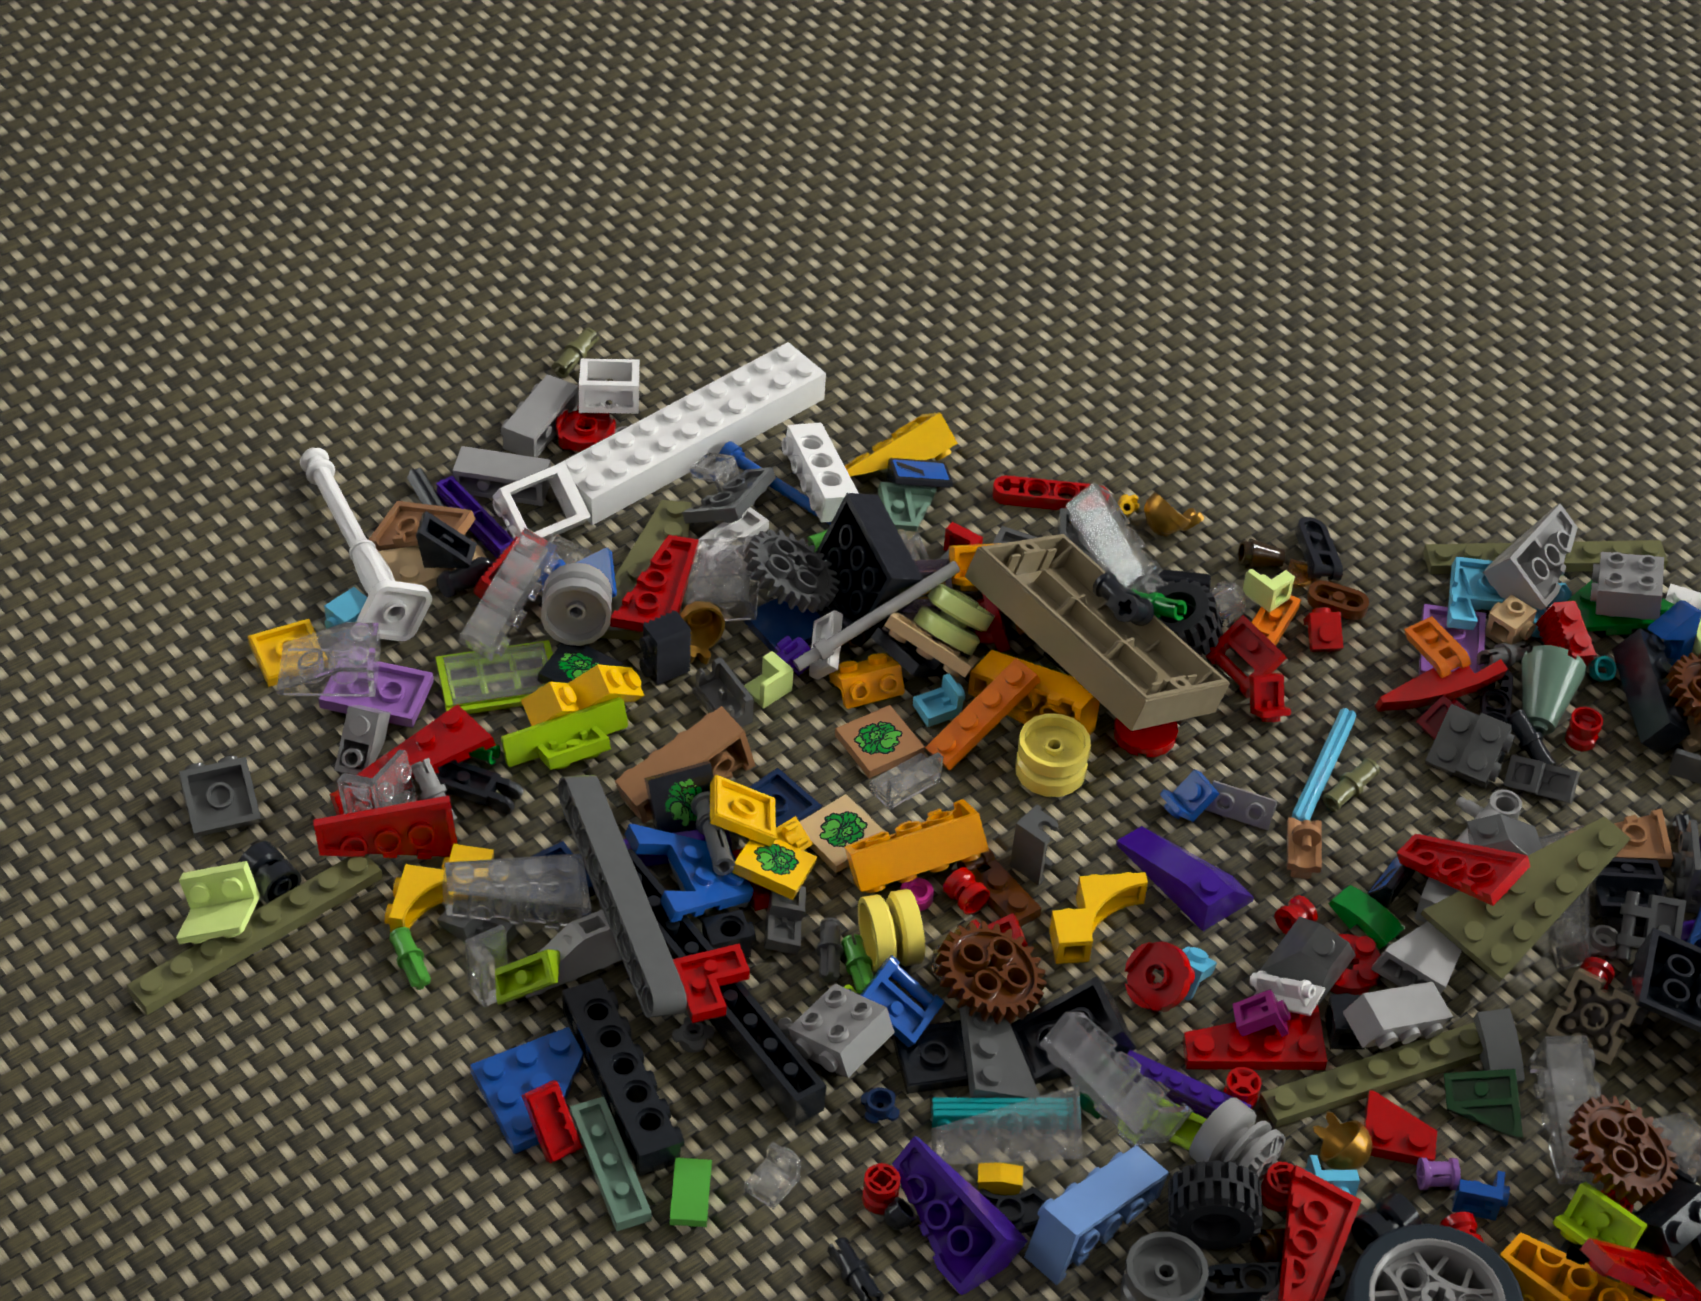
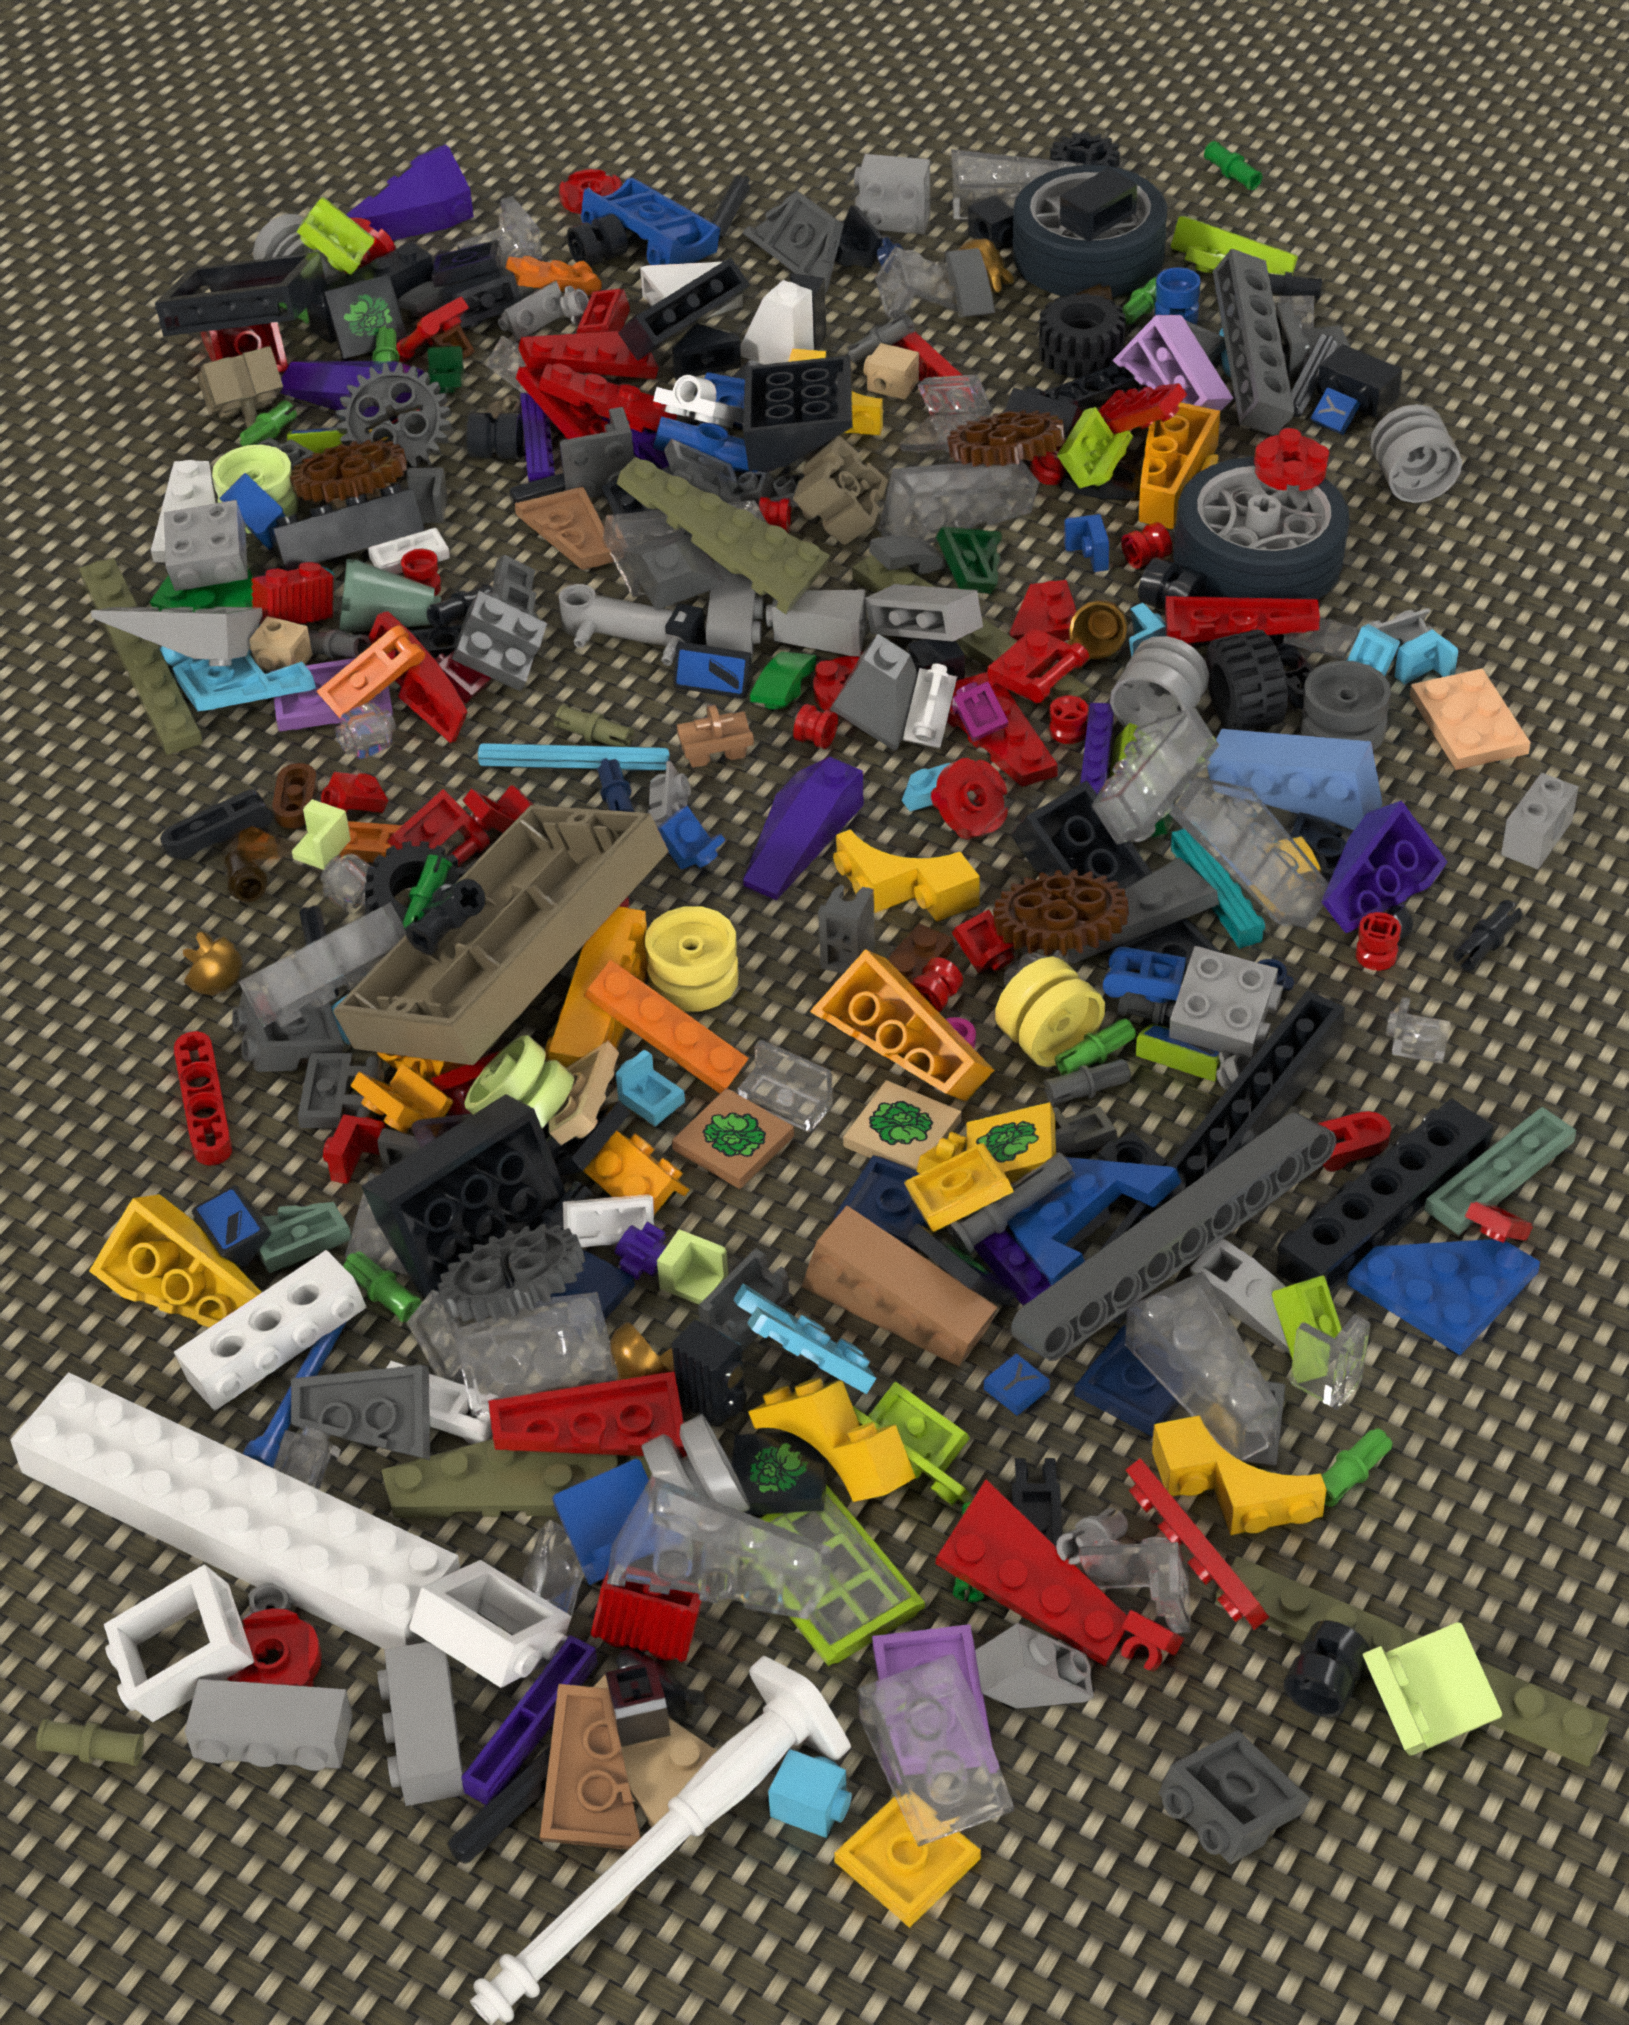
camera: 105 degrees left, 0 degrees up
(644, 699) = (806, 1338): none -> medium azure wing
(690, 1093) = (1364, 1136): none -> red plate
(690, 1192) = (1495, 1086): bright green slope -> none
(704, 974) = (1234, 1120): red plate -> none
(824, 648) = (637, 1196): light grey bar -> none
(1128, 504) = (207, 1017): yellow arm -> none
(1270, 776) = (614, 789): none -> dark blue axle
(1315, 1073) = (1029, 658): none -> red plate
(1392, 648) = (365, 730): none -> clear head
(1438, 1173) = (1086, 578): medium lavender bush -> none
(1463, 866) = (728, 566): red wing -> none
(1620, 733) = (389, 554): none -> white plate

